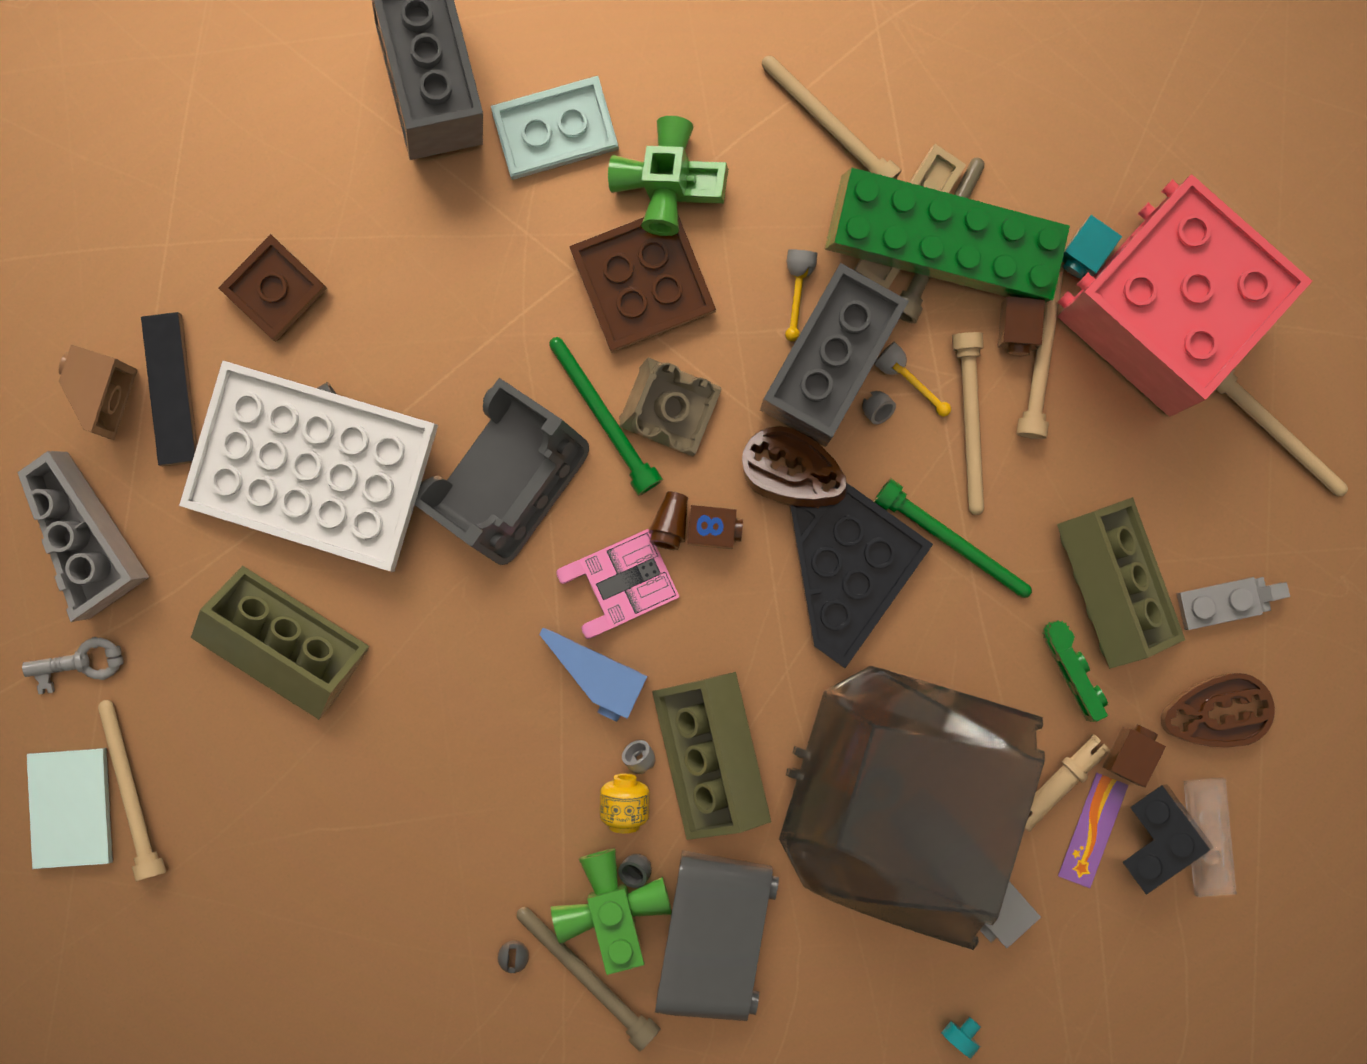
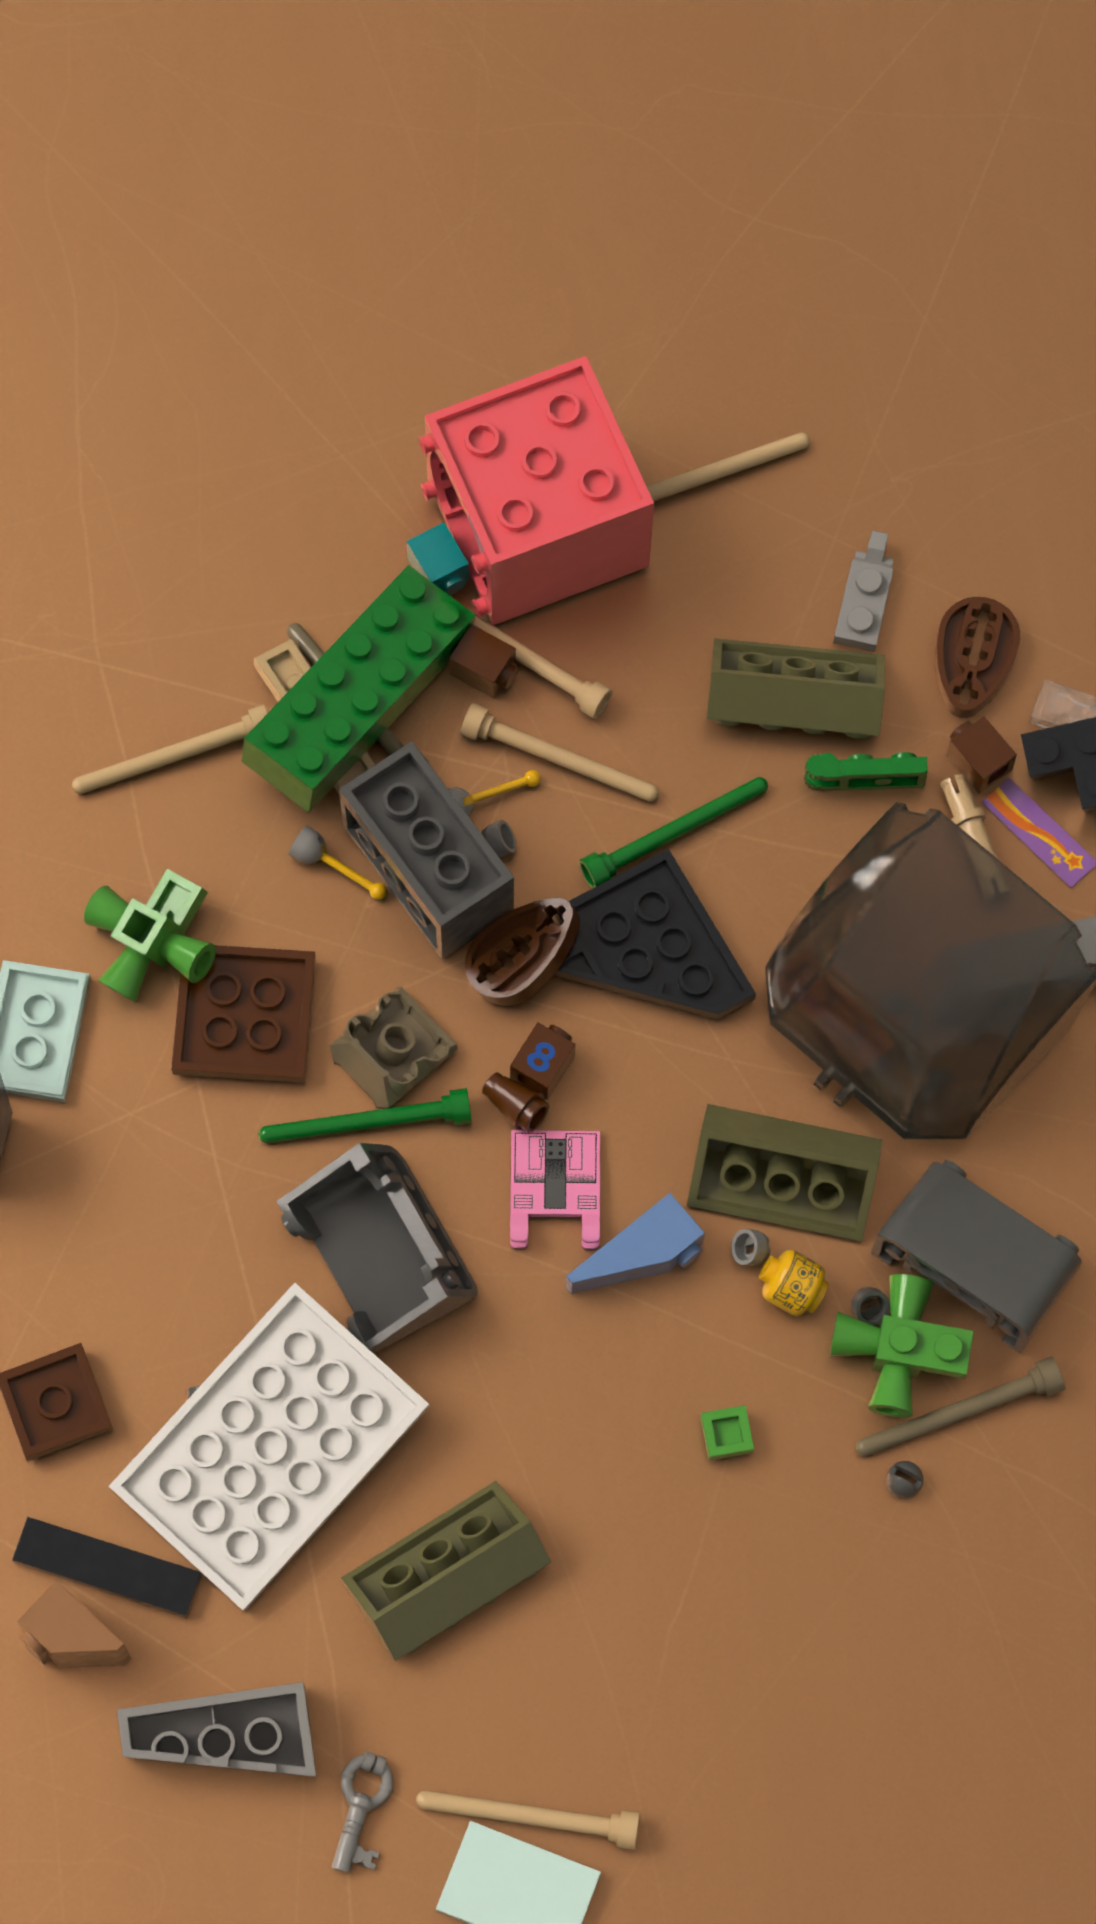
camera: 70 degrees left, 15 degrees down
(484, 805) = (727, 1433): none -> bright green plate

